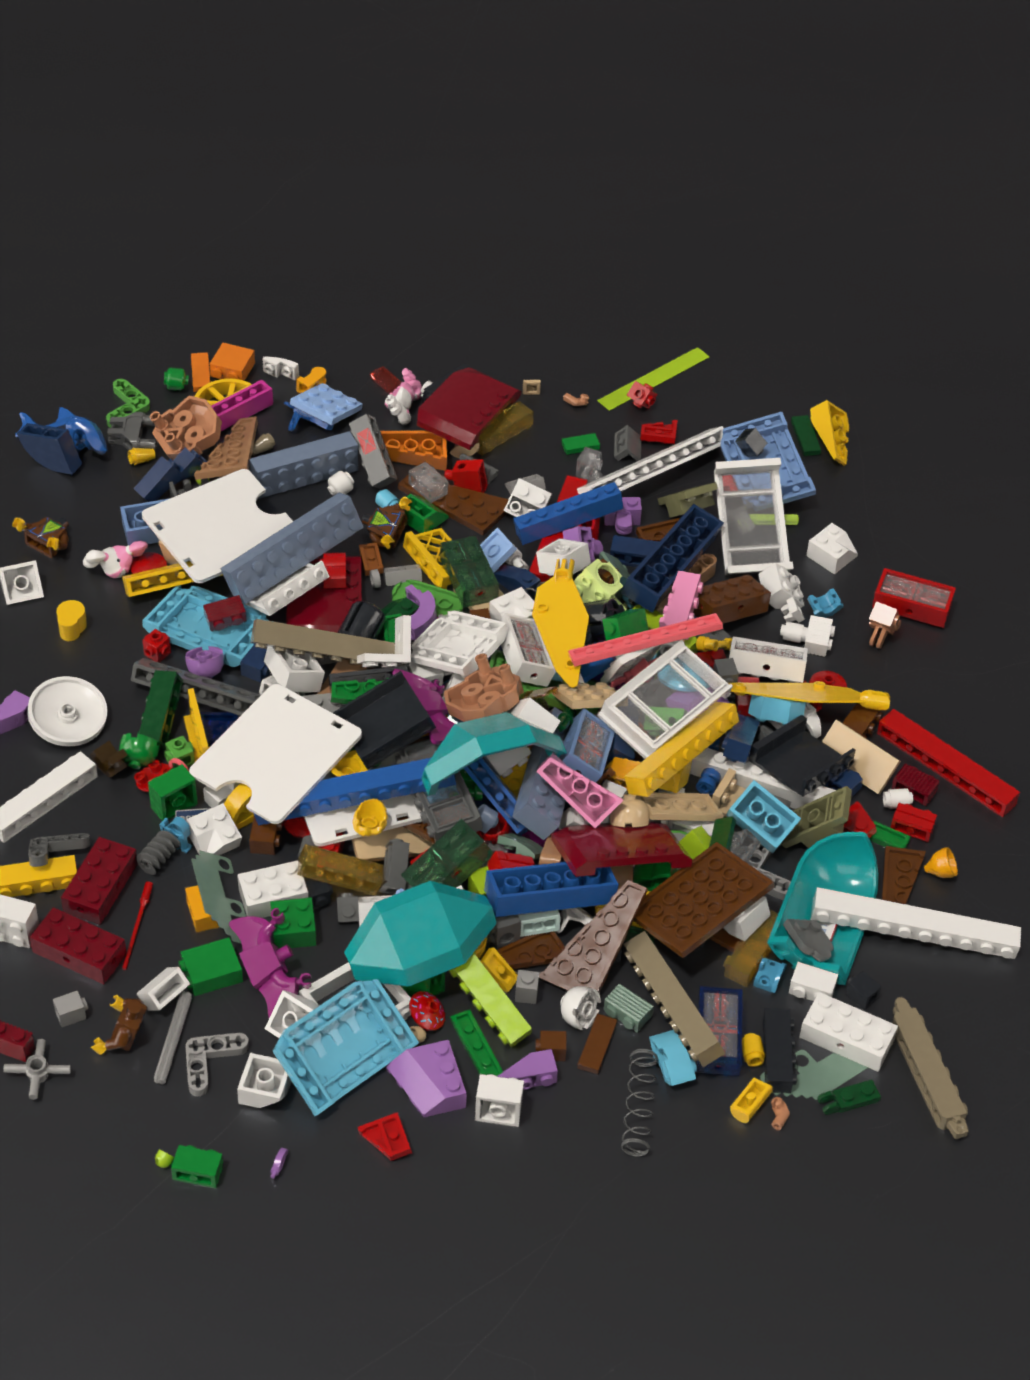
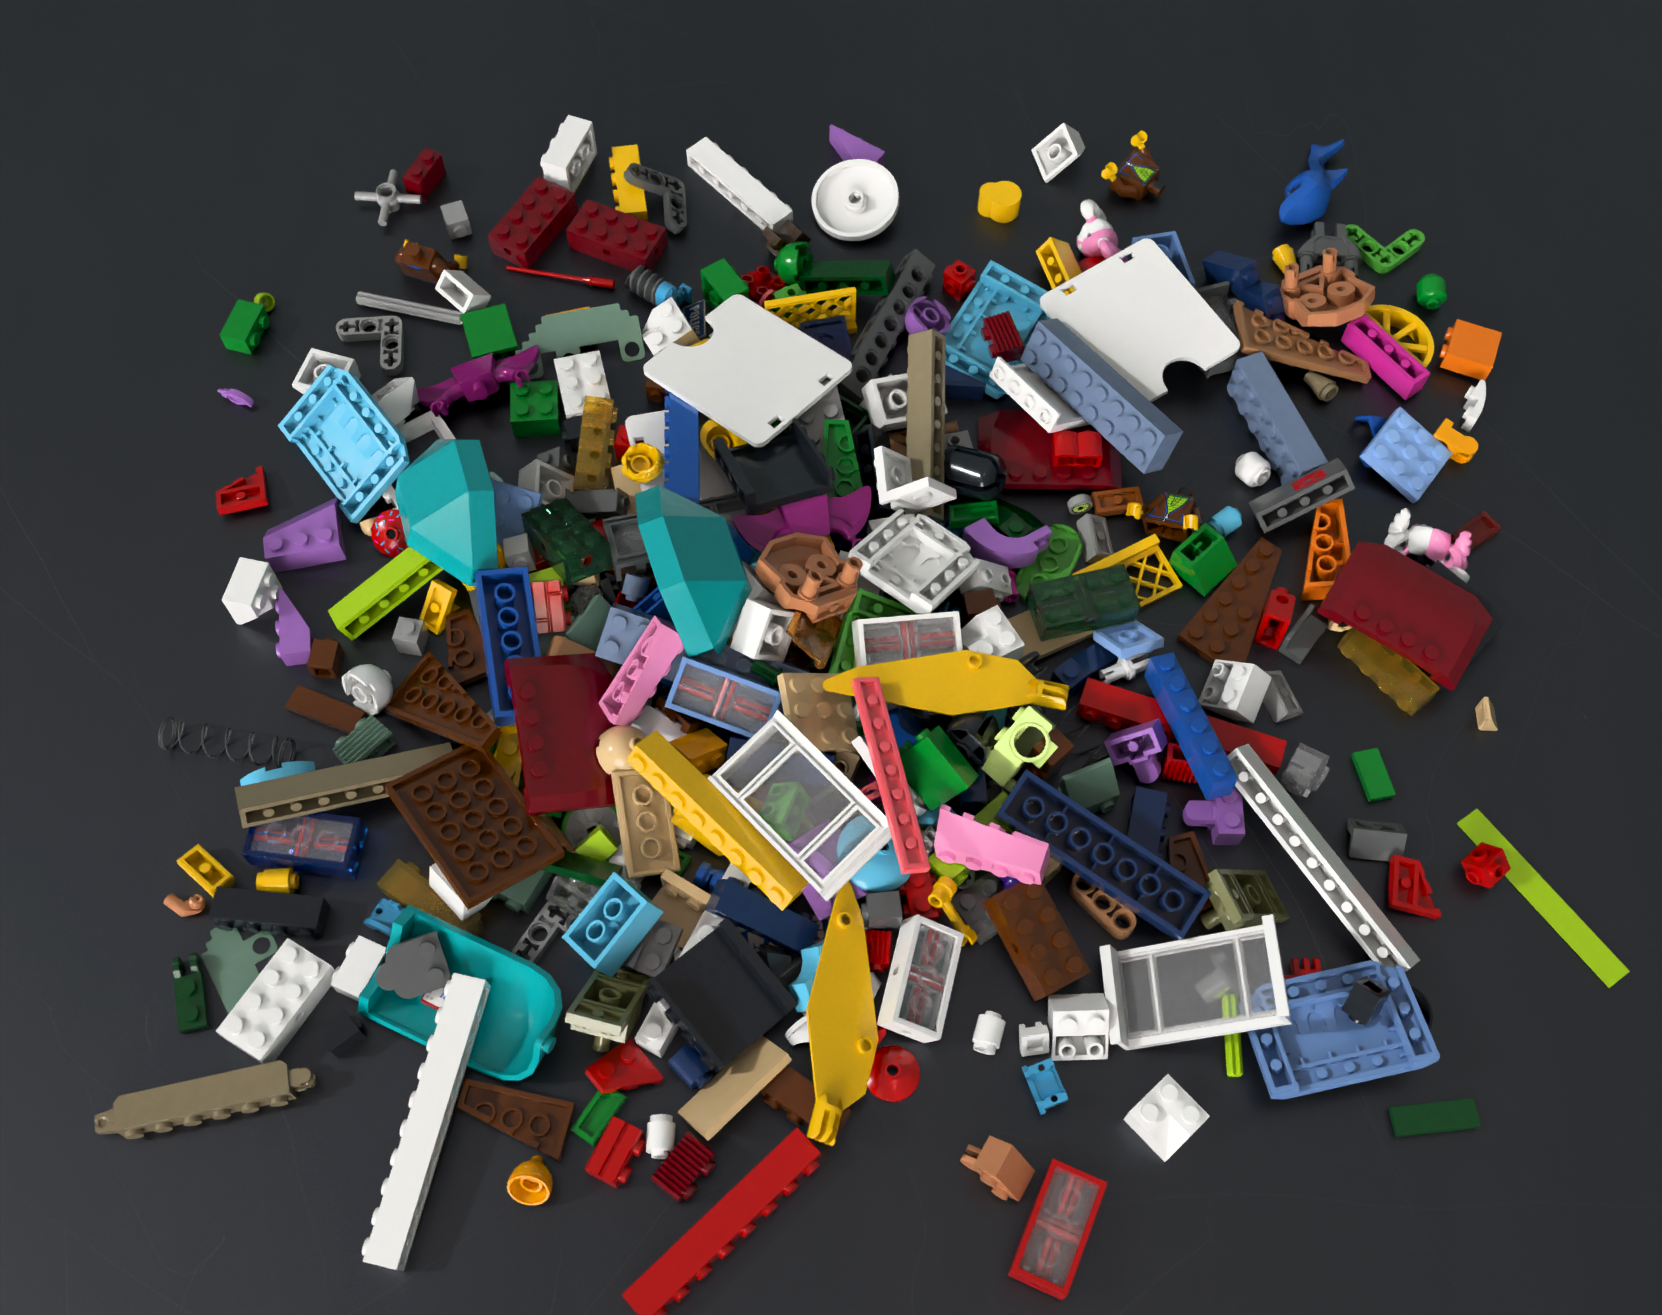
camera: 95 degrees right, 15 degrees up
(50, 447) = (1276, 165): dark blue brick -> none
(200, 370) = (1439, 321): orange tile -> none
(428, 482) = (1254, 563): clear brick -> none
(475, 1043) = (333, 589): green tile -> none
(561, 550) = (1096, 709): white brick -> none
(582, 401) = (1465, 778): nougat arm -> none
(818, 635) = (982, 1069): white brick -> none
(832, 427) = (1448, 1158): yellow wedge -> none

